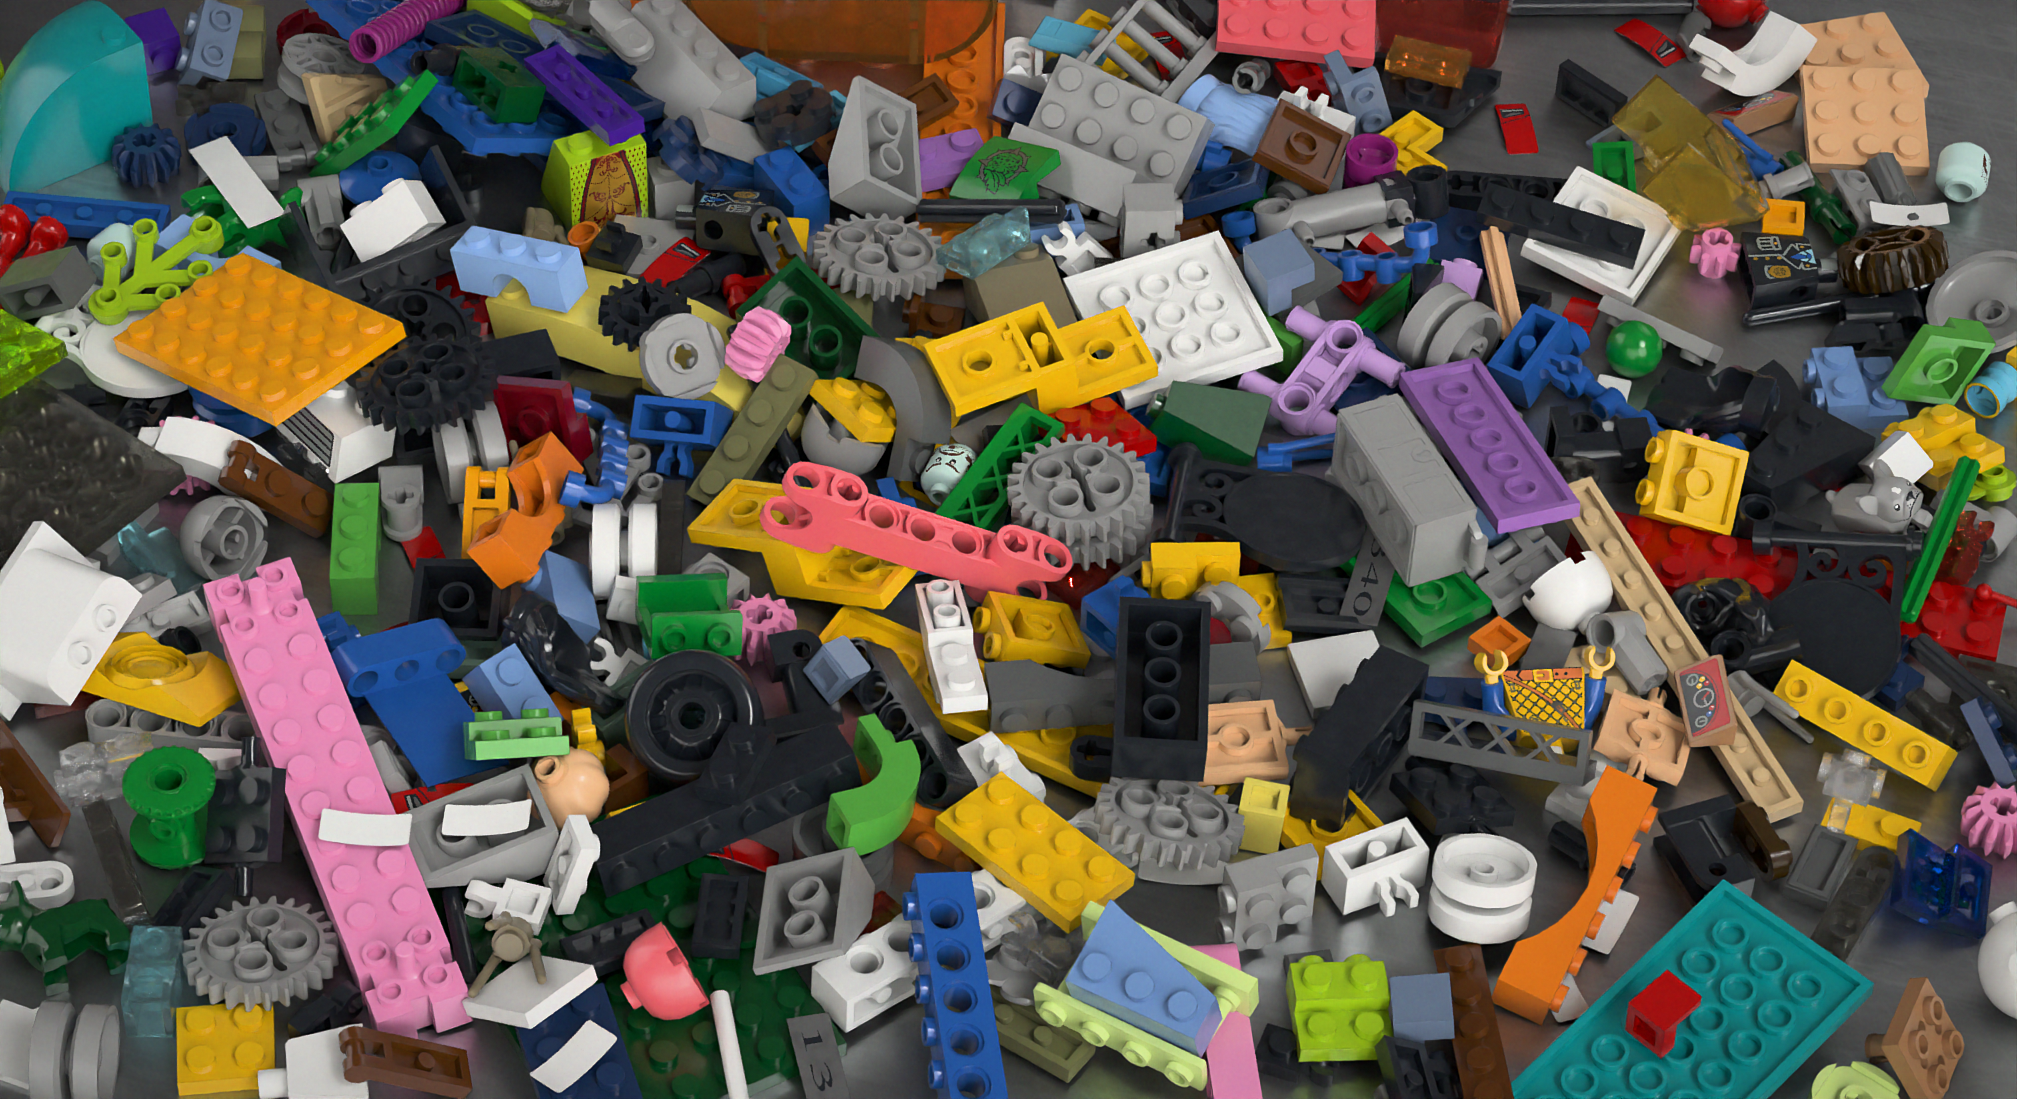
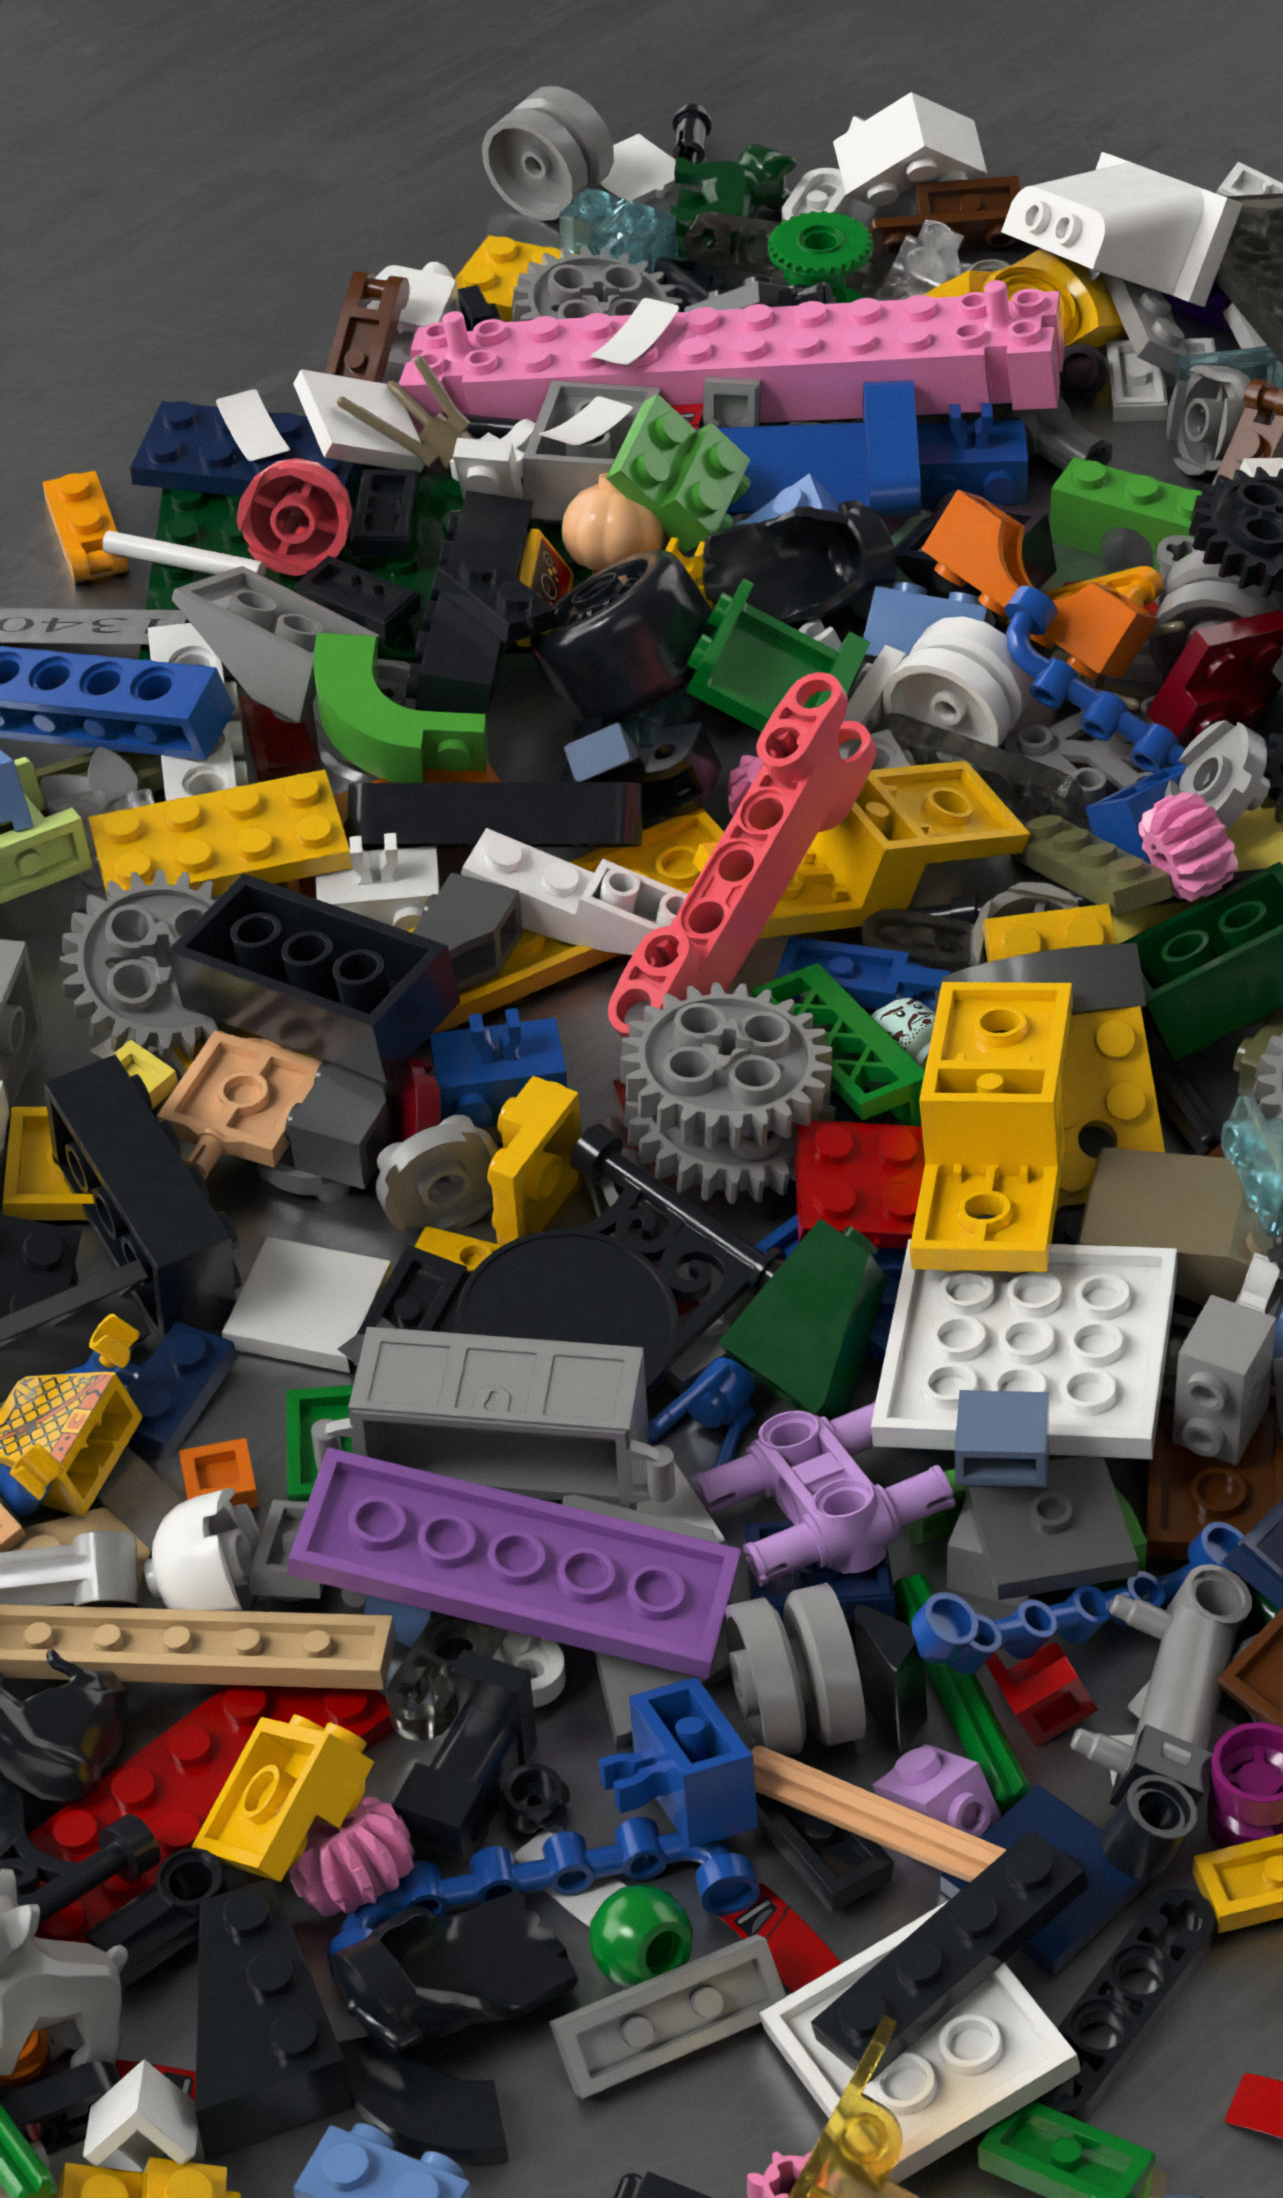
camera: 125 degrees right, 0 degrees up
(1029, 629) = (576, 986): yellow plate -> none

